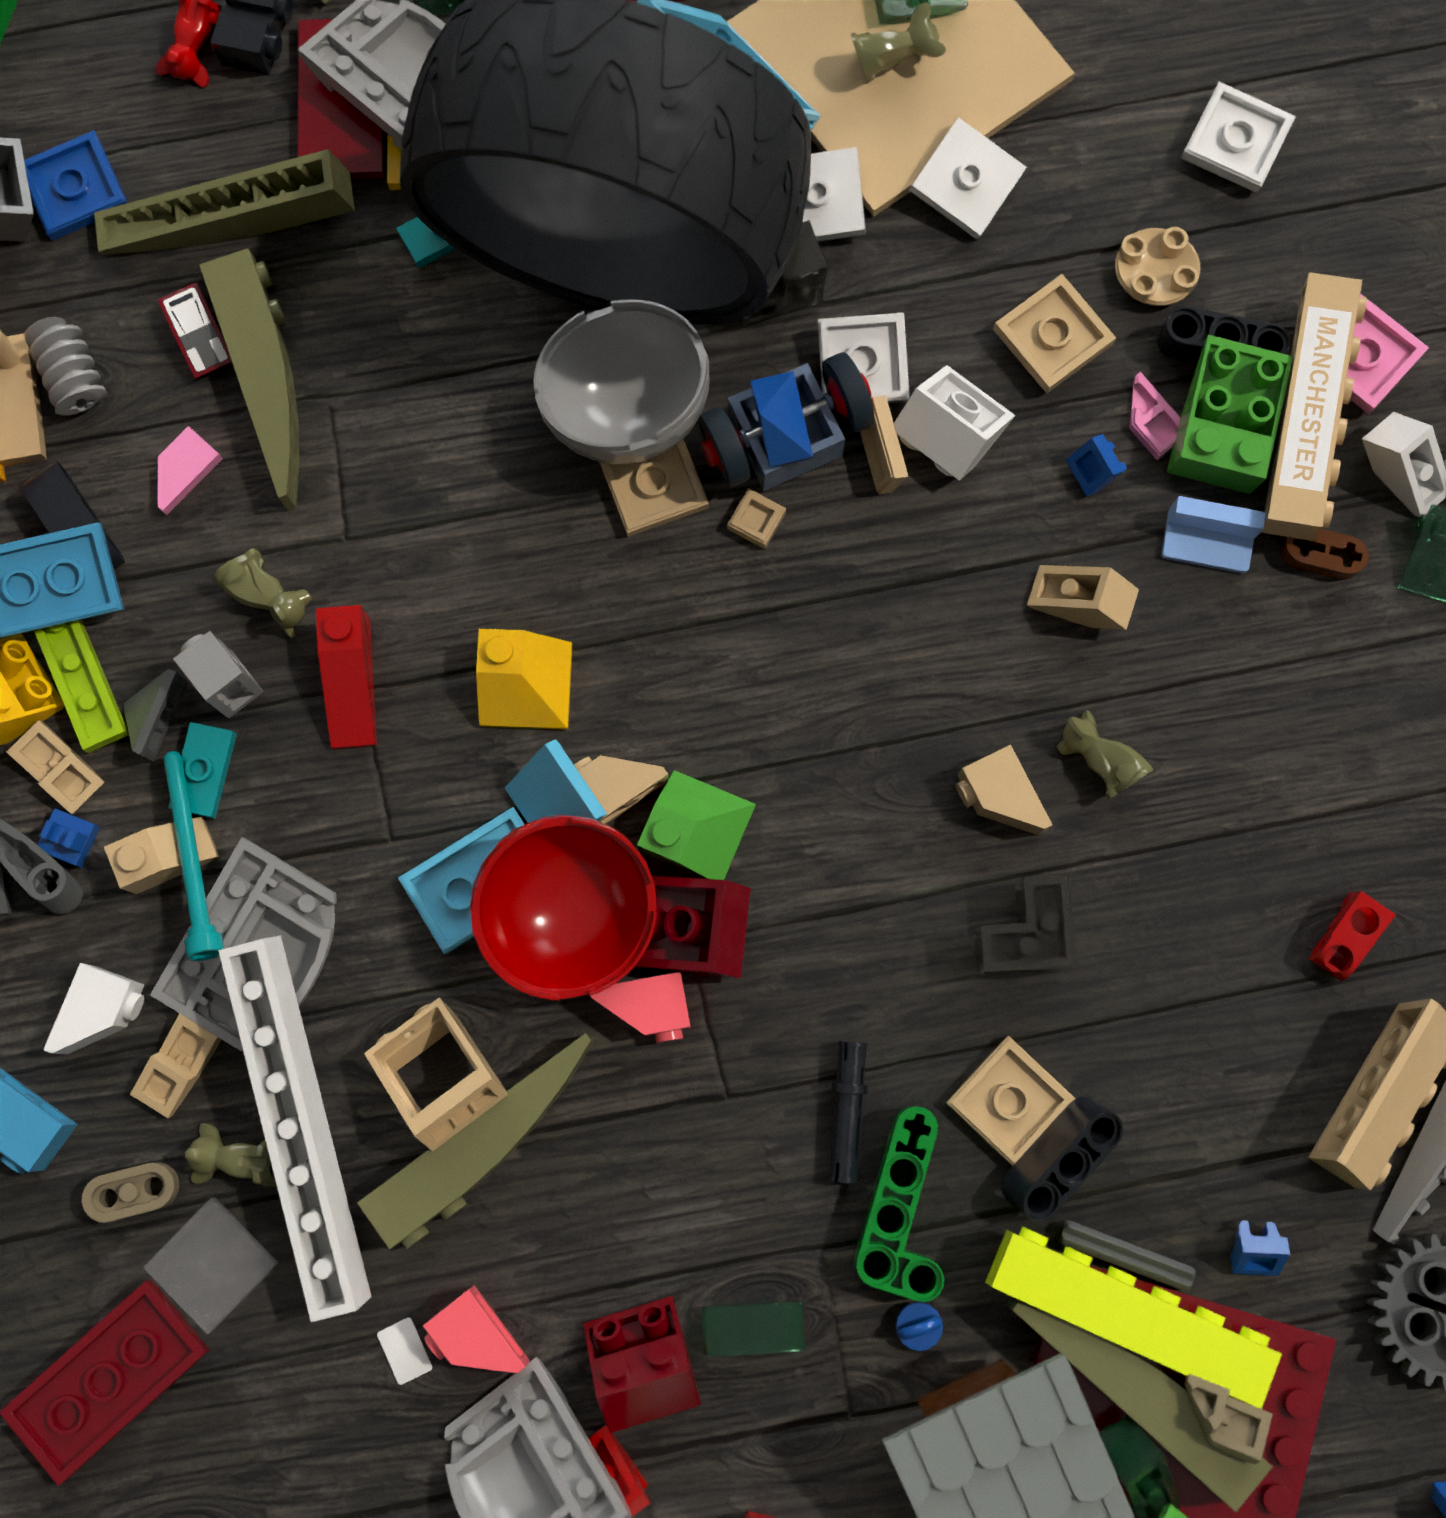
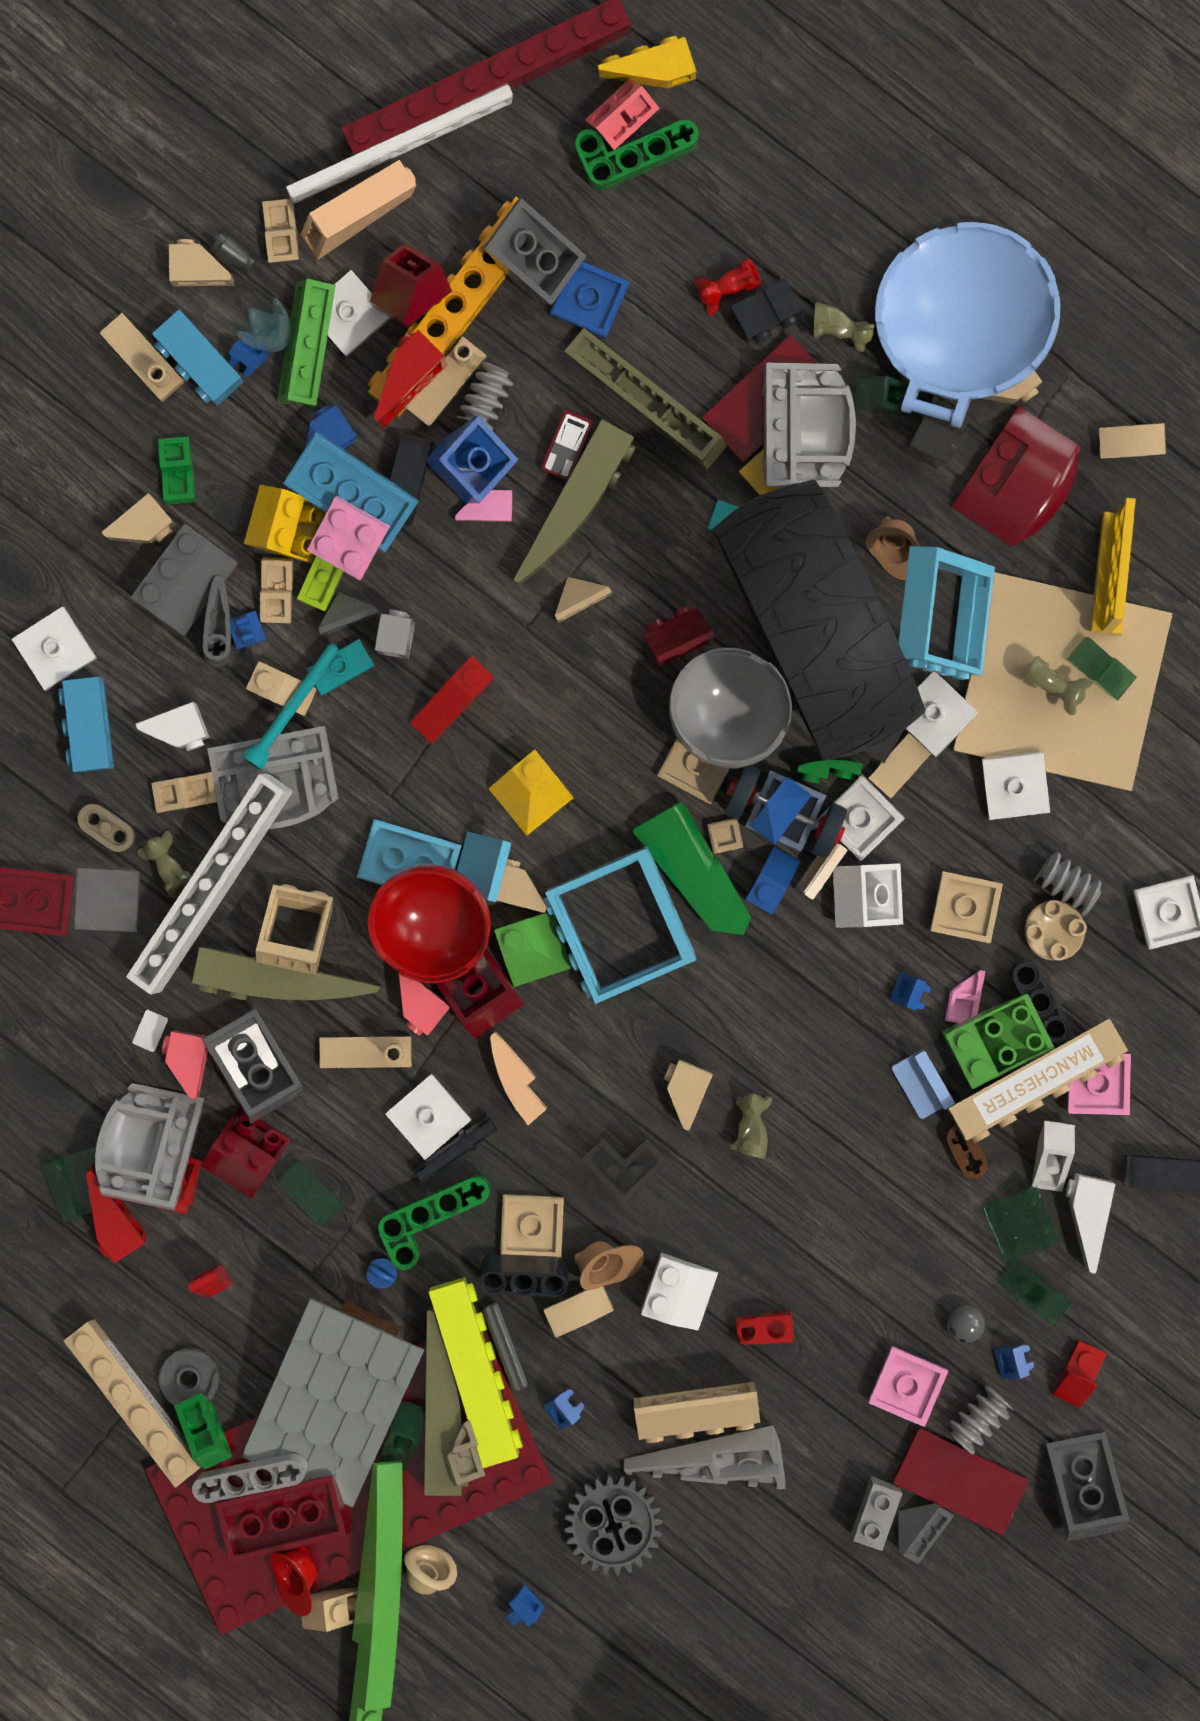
camera: 45 degrees right, 10 degrees up
(67, 631) = (348, 538): none -> bright pink plate
(113, 433) = (472, 460): none -> blue slope
(252, 586) = (457, 609): olive animal -> none
(366, 450) = (579, 596): none -> tan slope
(500, 378) = (677, 636): none -> dark red slope
(548, 1262) = (253, 1066): none -> dark grey slope
(647, 1118) = (366, 1052): none -> tan piece
(772, 577) = (694, 869): none -> green panel
(780, 638) = (578, 956): none -> medium azure window
(784, 1110) = (428, 1116): none -> white plate
(791, 334) = (818, 770): none -> green slope
(825, 972) = (515, 1080): none -> light nougat slope
(844, 278) = (899, 765): none -> tan tile
(851, 510) = (772, 880): none -> blue slope
(1084, 595) = (829, 1044): tan slope -> none
(1119, 204) = (1069, 882): none -> light grey piece
(1128, 1051) = (604, 1264): none -> medium nougat piece
(1153, 1131) = (578, 1310): none -> tan slope
(1225, 1000) = (678, 1292): none -> white slope

